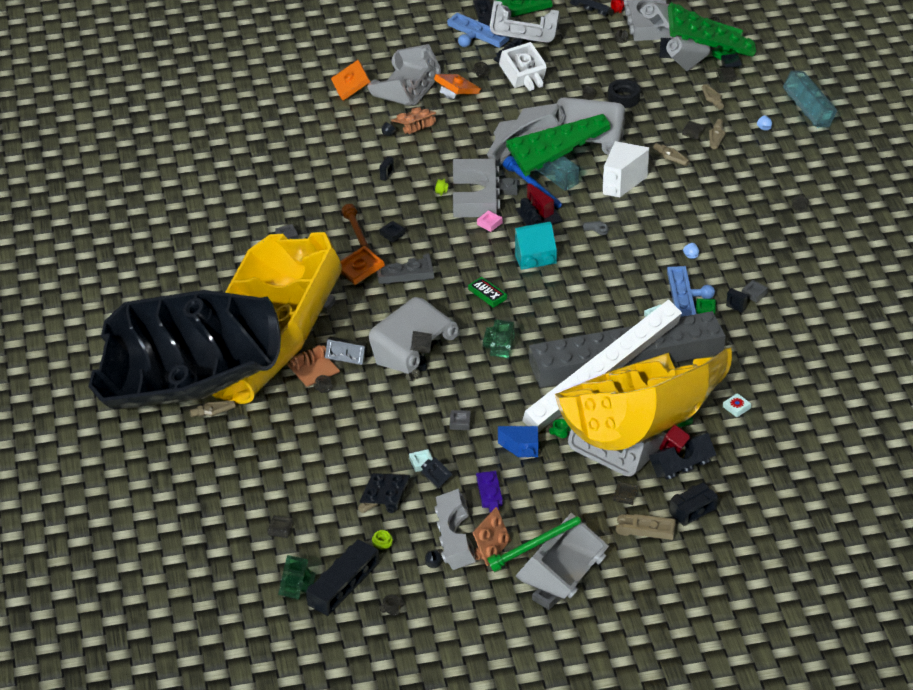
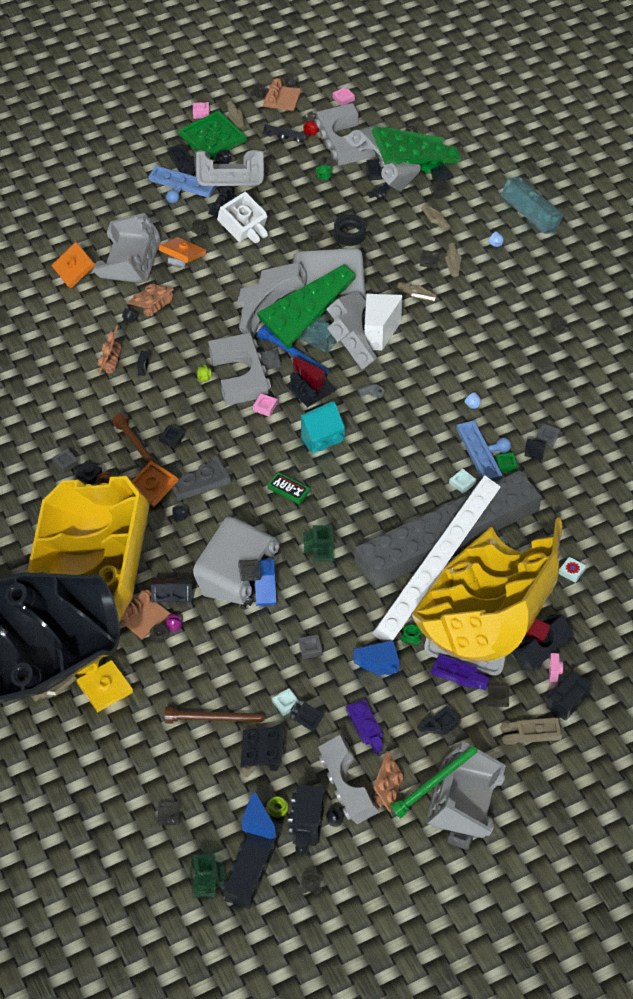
camera: 15 degrees left, 10 degrees up
(258, 416) = (104, 686): none -> yellow plate
(311, 450) = (173, 715): none -> reddish brown piece
(340, 378) = (173, 622): none -> magenta hinge
(354, 538) = (257, 819): none -> blue slope
(359, 155) = (110, 353): none -> nougat hinge
(377, 293) = (179, 513): none -> black hinge
(405, 548) = (306, 817): none -> black hinge
(436, 361) = (266, 586): none -> slope
(524, 16) = (223, 157): none -> black plate
(561, 505) = (441, 723): none -> black slope
(589, 169) = (349, 329): none -> light grey arch
(594, 467) = (459, 673): none -> dark purple hinge
(616, 42) = (324, 172): none -> green plate
(664, 66) = (378, 191): none -> black plate
(688, 478) = (555, 667): none -> bright pink plate

